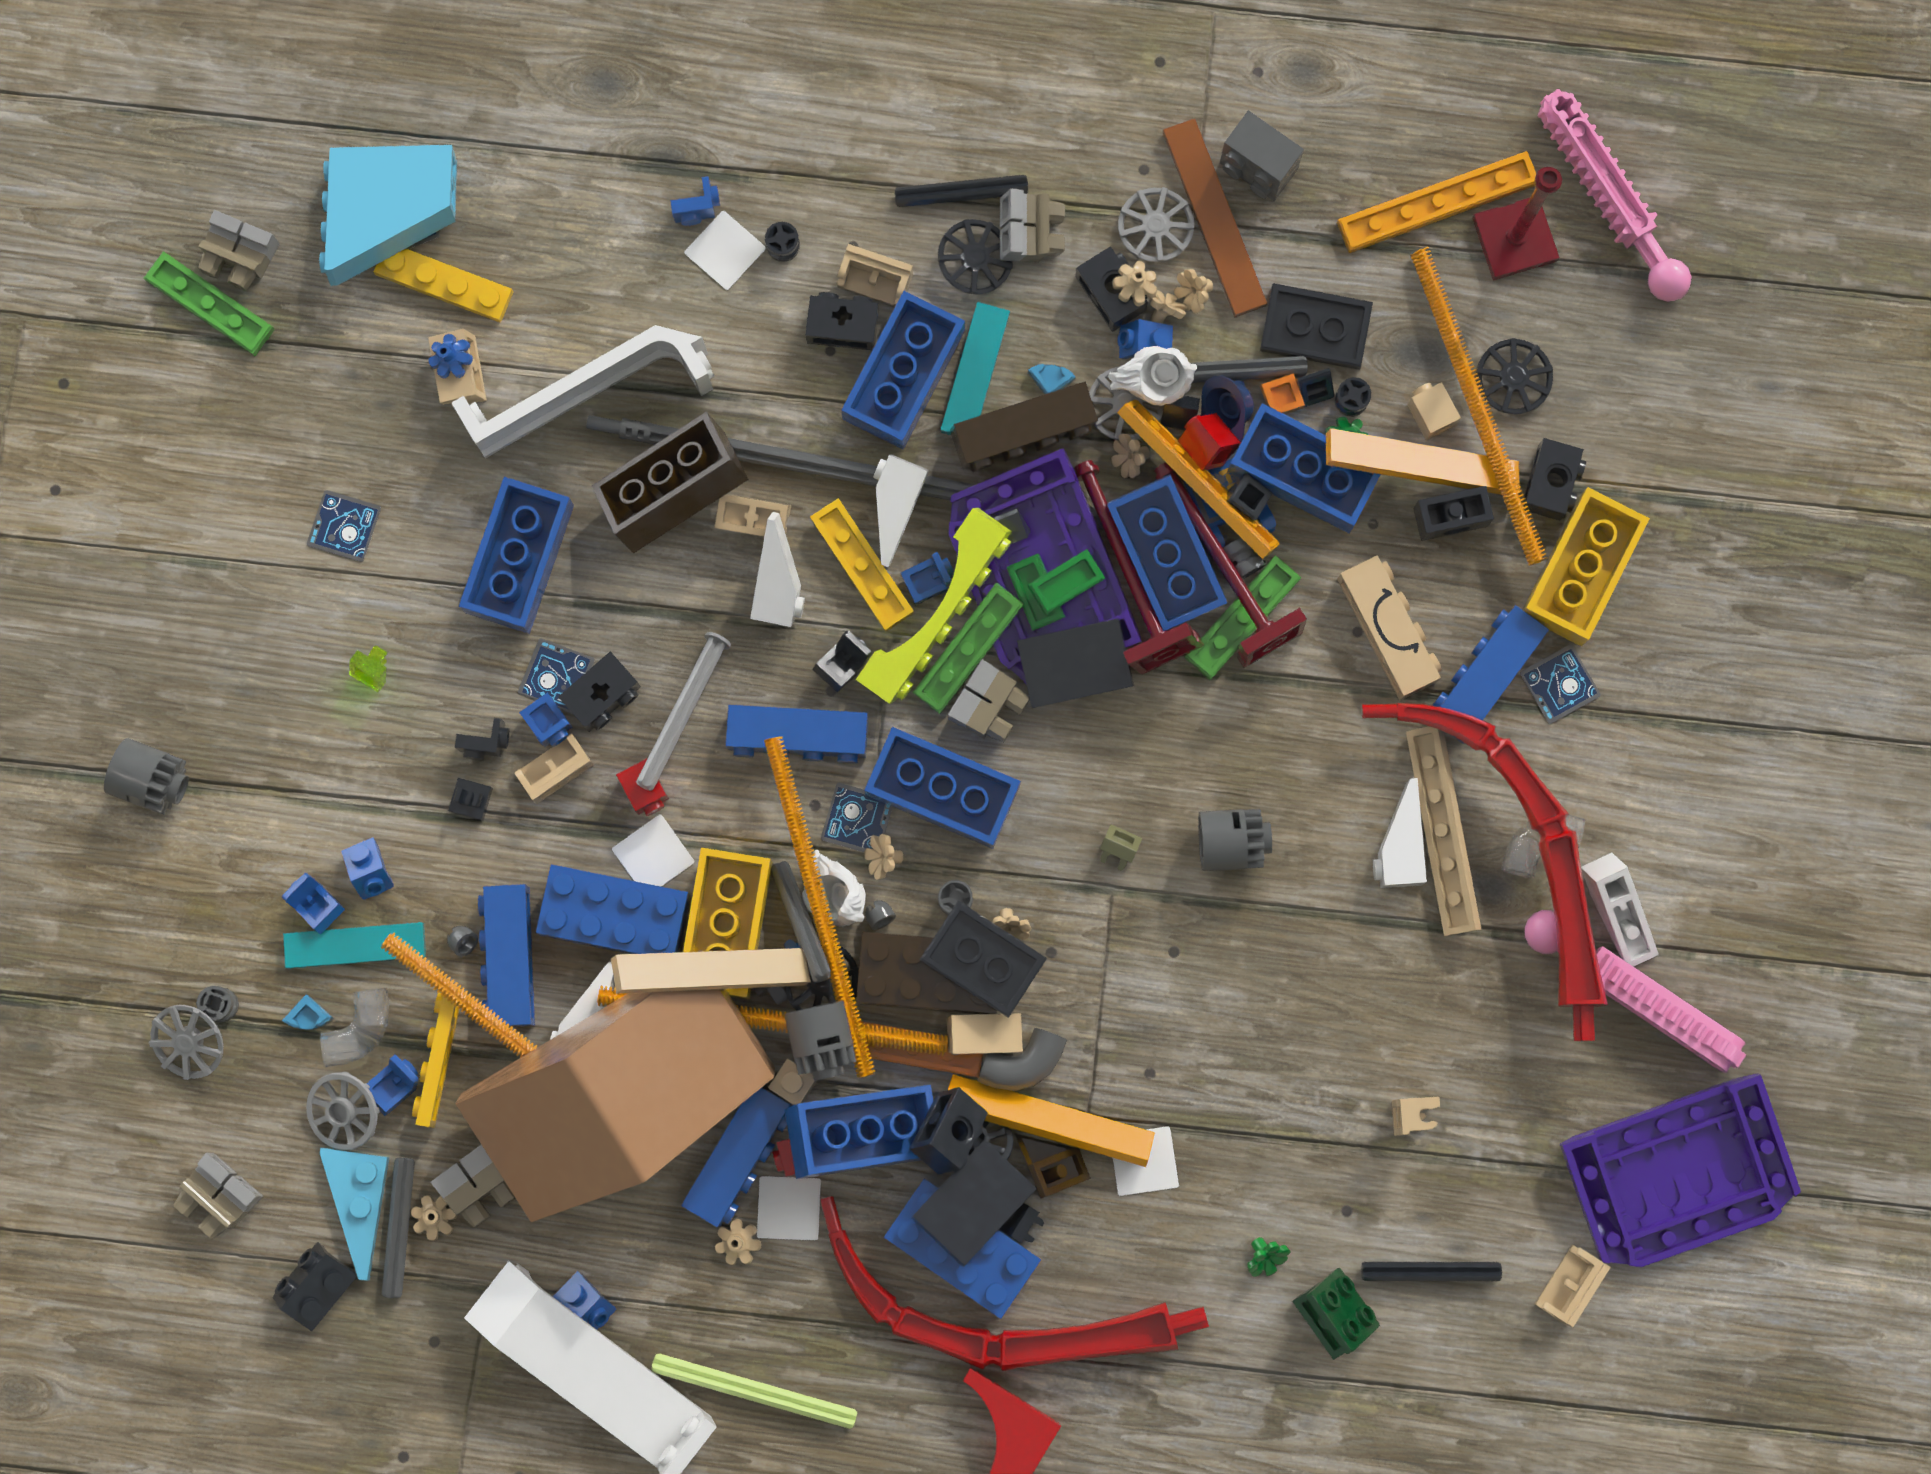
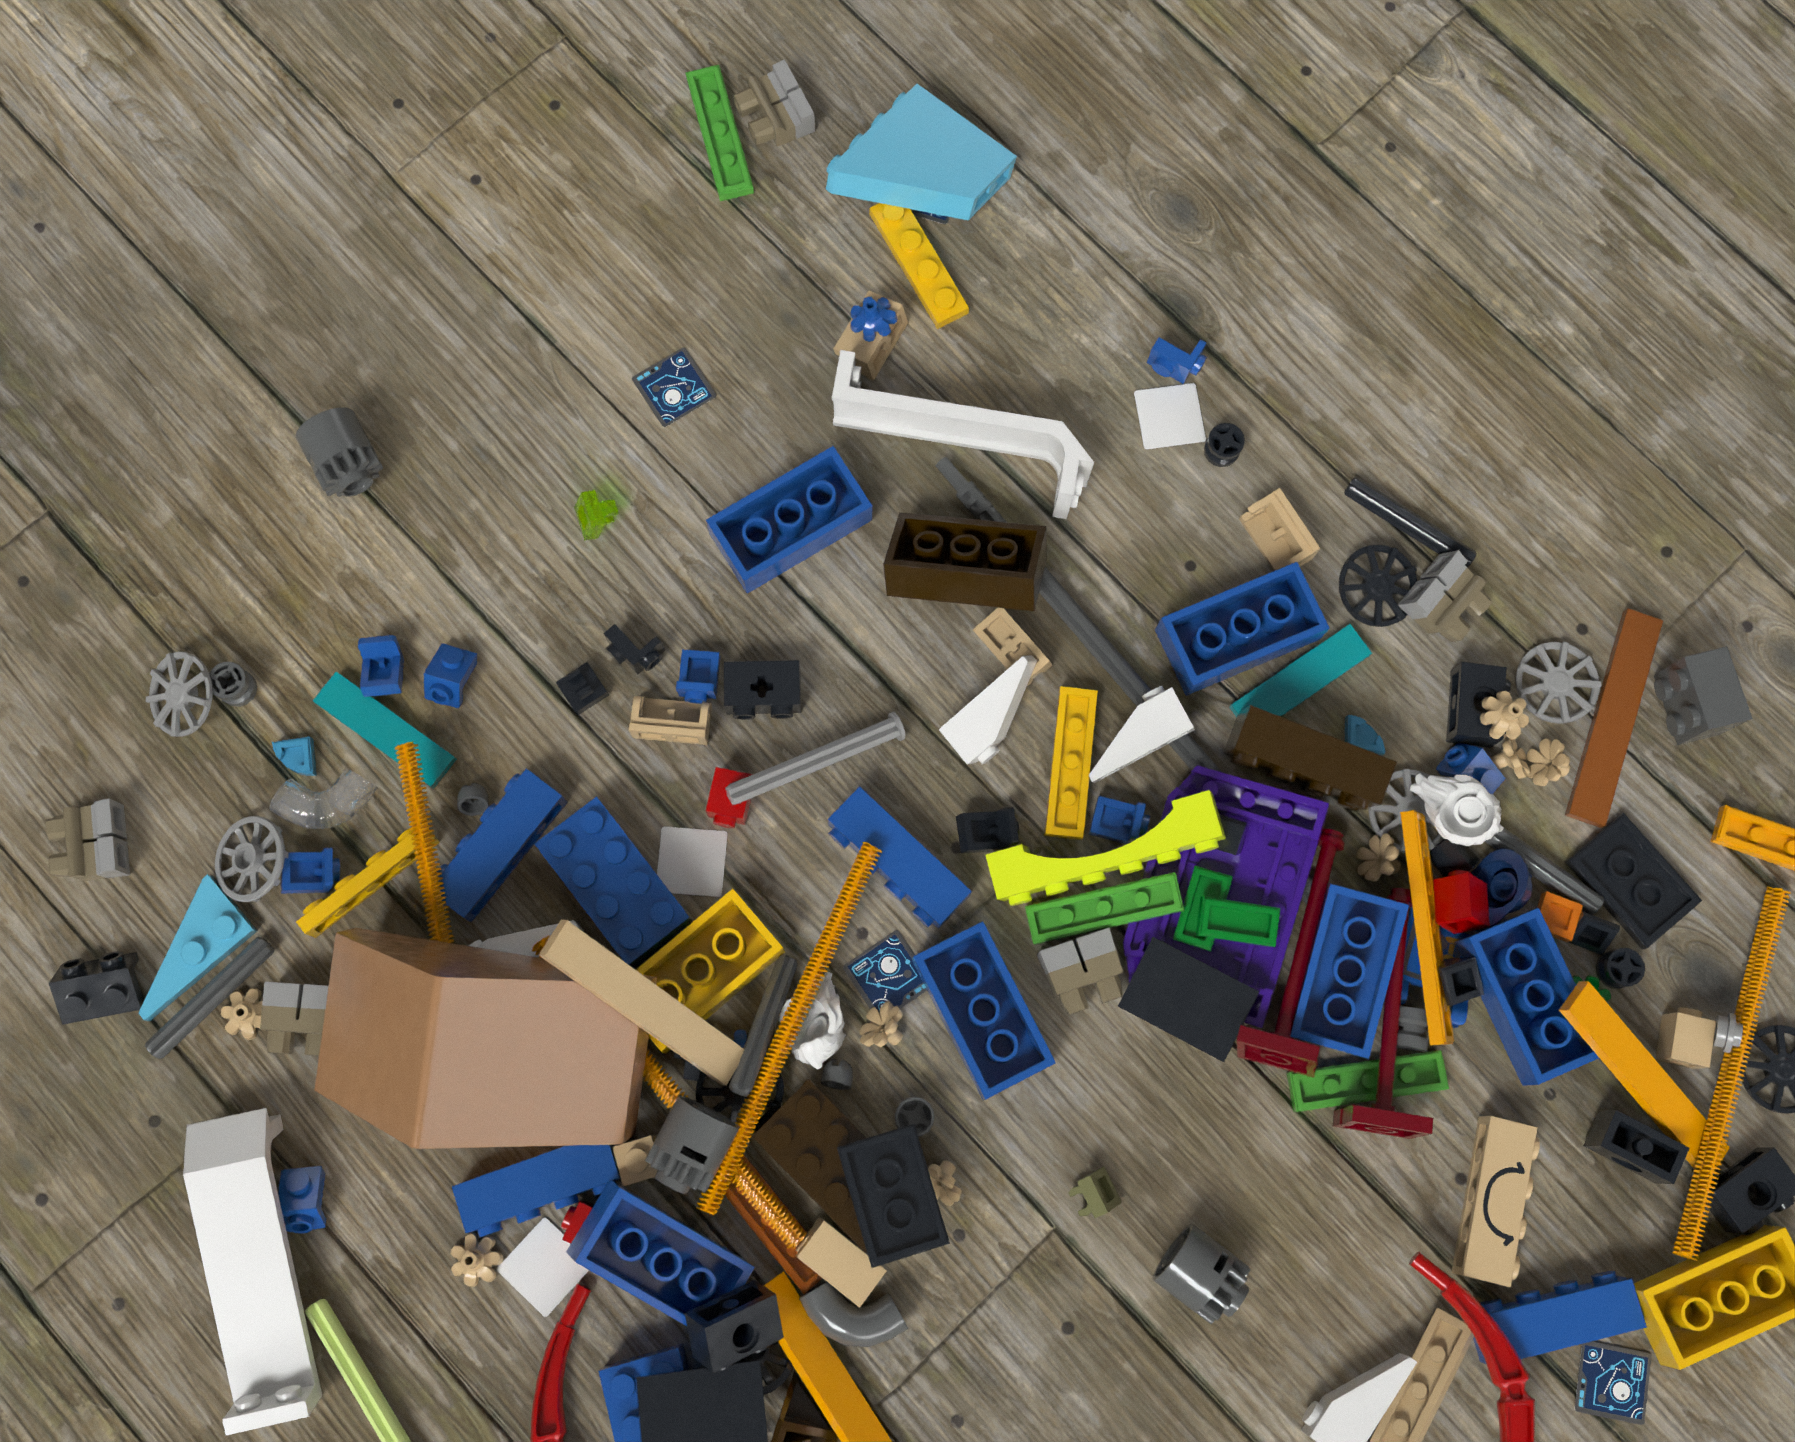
camera: 35 degrees right, 5 degrees down
(553, 671) = (740, 639): sticker -> none
(858, 330) = (1224, 567): black brick -> none
(1454, 384) = (1727, 1032): none -> light grey plate

